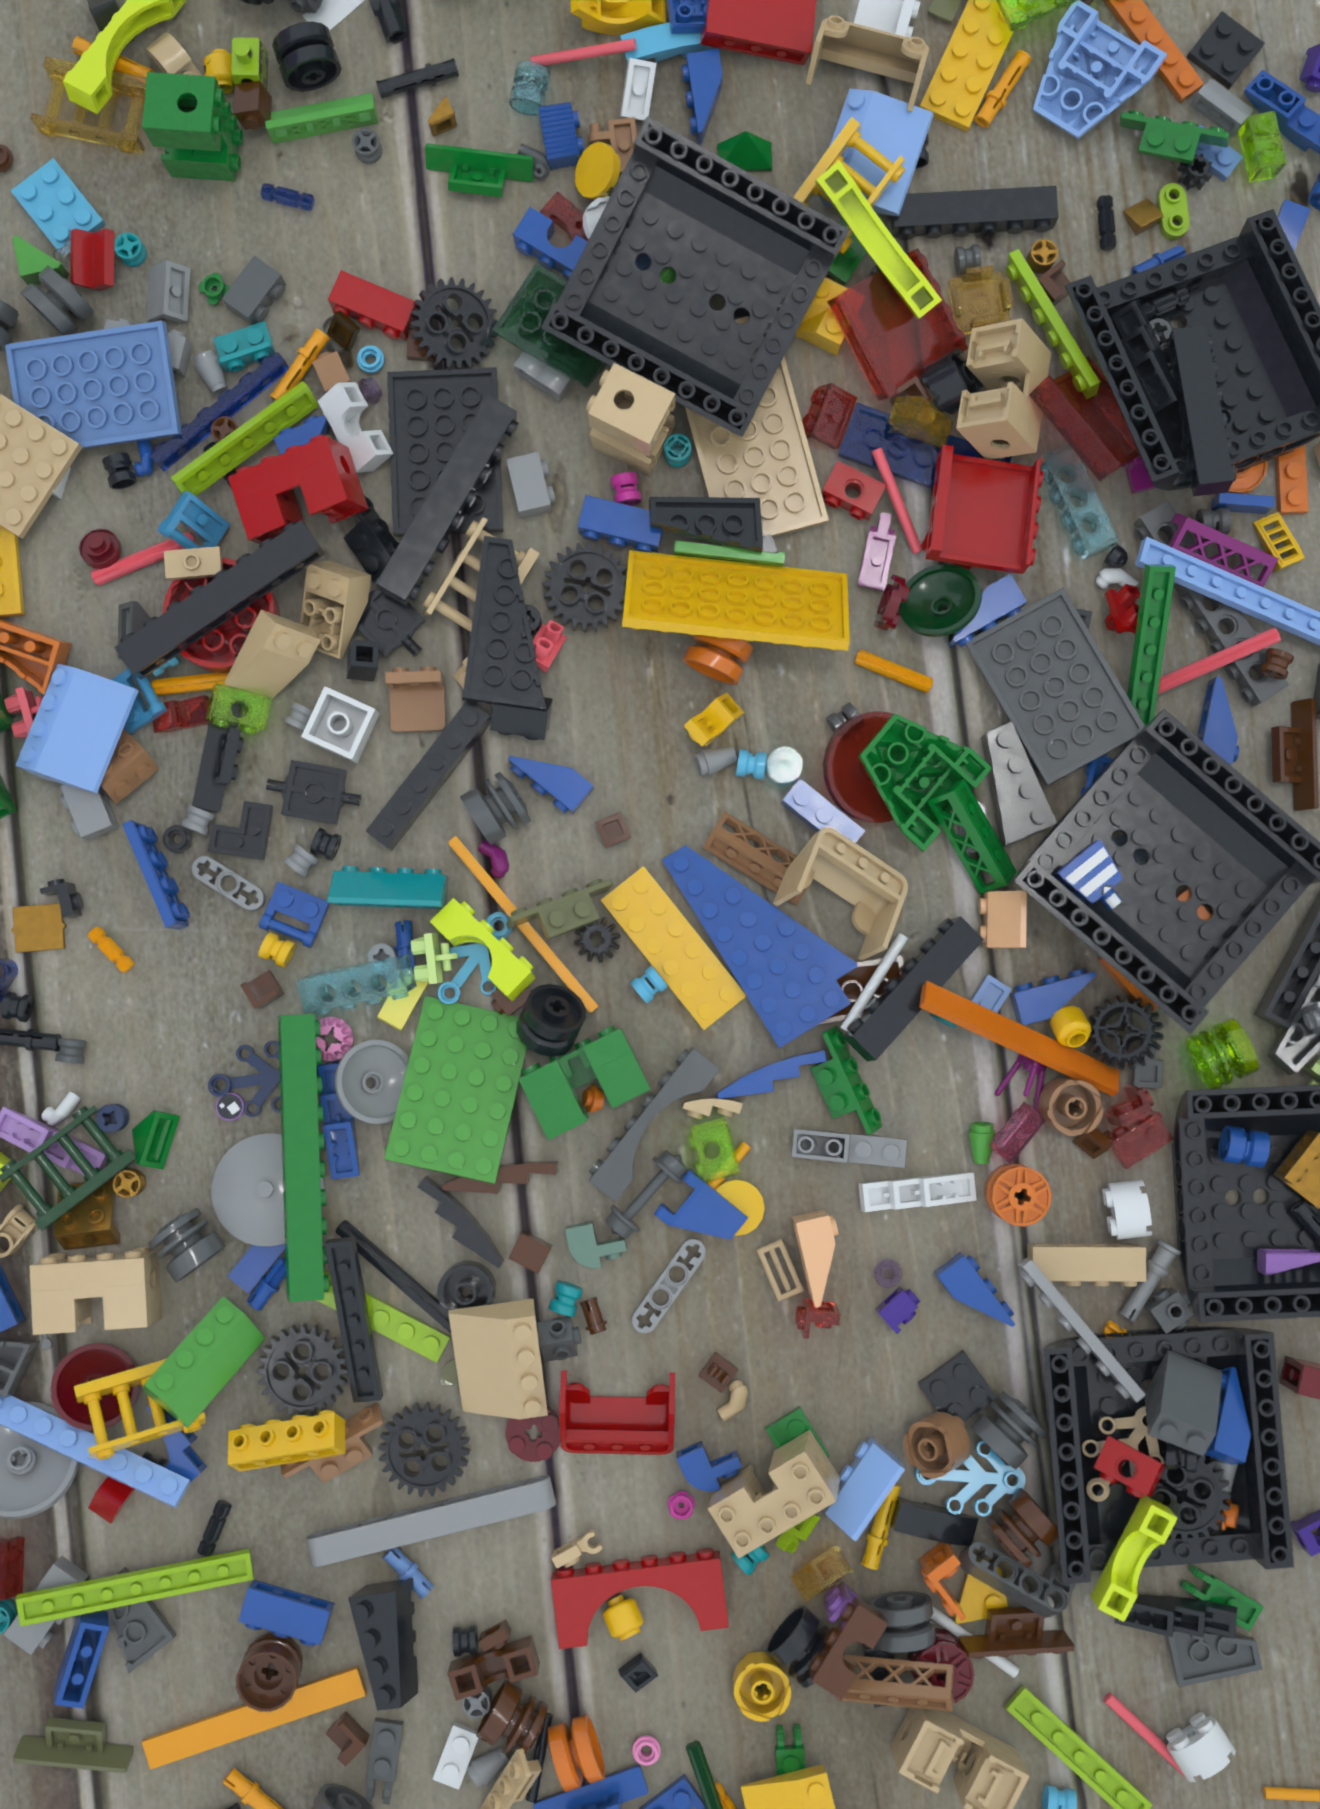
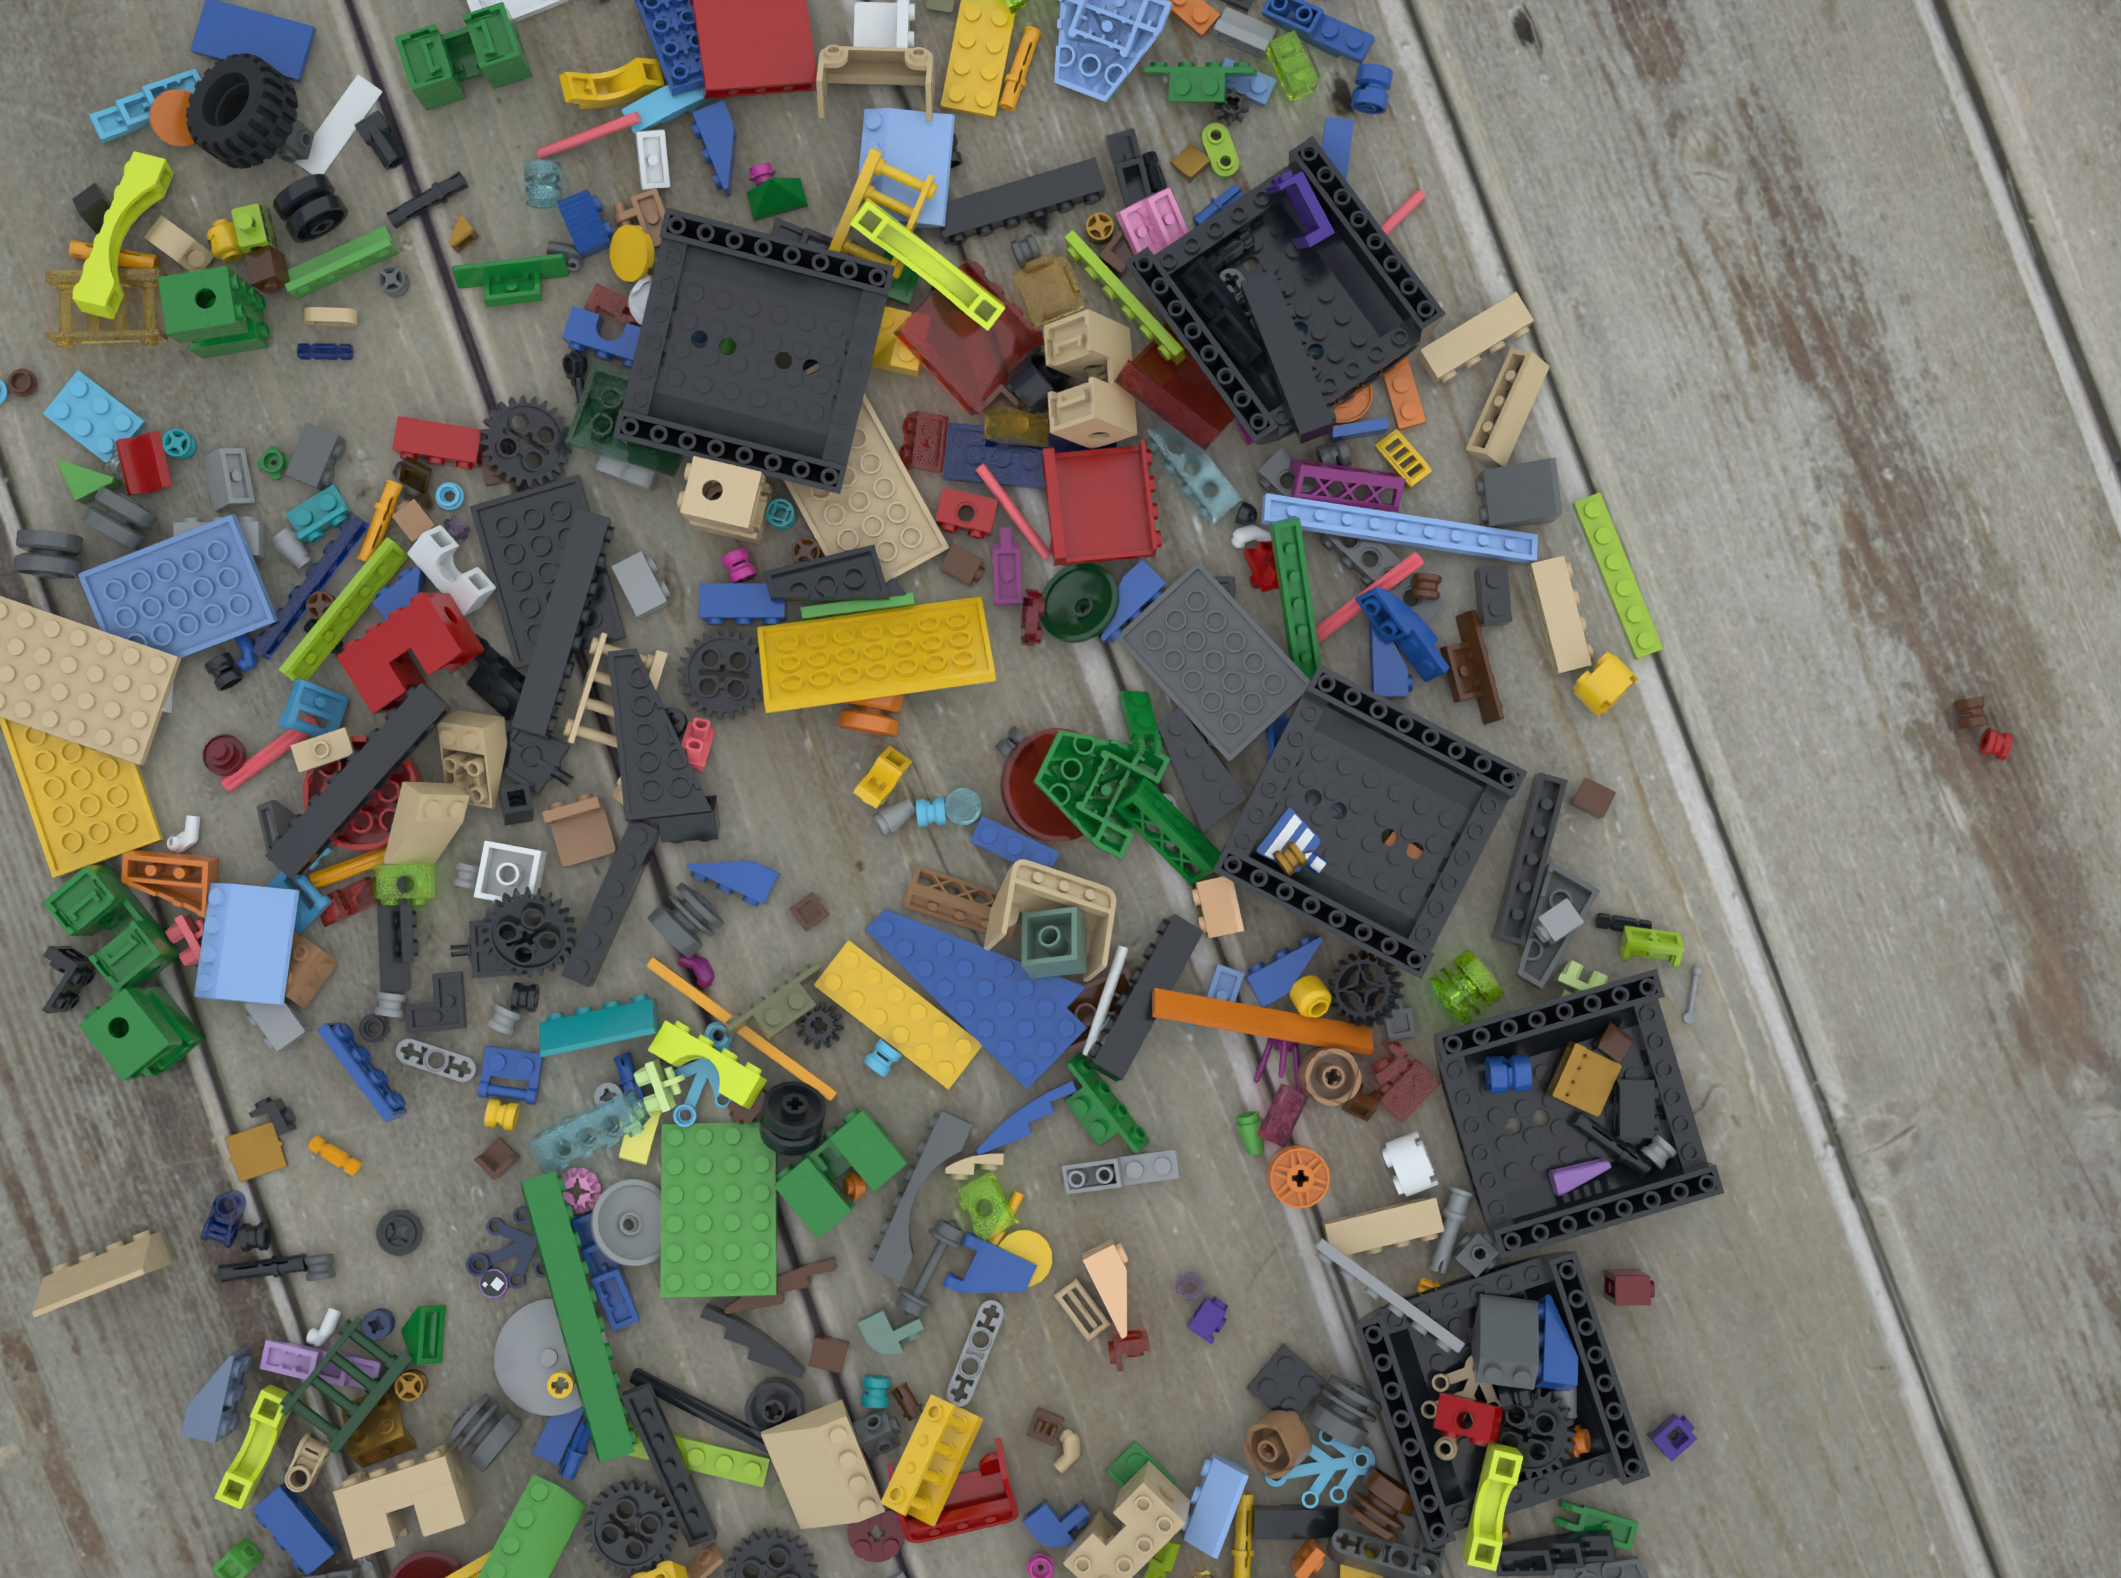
camera: 20 degrees left, 0 degrees up
(47, 618) = (186, 838): none -> white arm
(142, 1030) = (386, 1231): none -> black gear
(275, 1224) = (567, 1389): none -> yellow bush
(300, 165) = (330, 317): none -> tan beam
(336, 759) = (543, 951): none -> black gear
(517, 267) = (575, 367): none -> black plate
(604, 1378) = (932, 1460): none -> yellow fence
(691, 486) = (803, 548): none -> reddish brown wheel
(735, 126) = (761, 173): none -> dark pink plate
(837, 540) = (962, 565): none -> reddish brown brick
(840, 914) = (1054, 942): none -> sand green brick
(893, 671) = (1051, 682): light orange axle -> none
(917, 1192) = (1199, 1198): white slope -> none
(965, 1285) = (1273, 1281): blue slope -> none
(971, 727) = (1140, 721): none -> green hinge
(1084, 210) = (1128, 166): none -> black slope
(1090, 887) = (1290, 858): none -> pearl gold wheel
(1095, 256) = (1152, 222): none -> bright pink slope
(1246, 699) = (1401, 624): none -> blue slope
(1249, 272) = (1306, 207): none -> dark purple panel

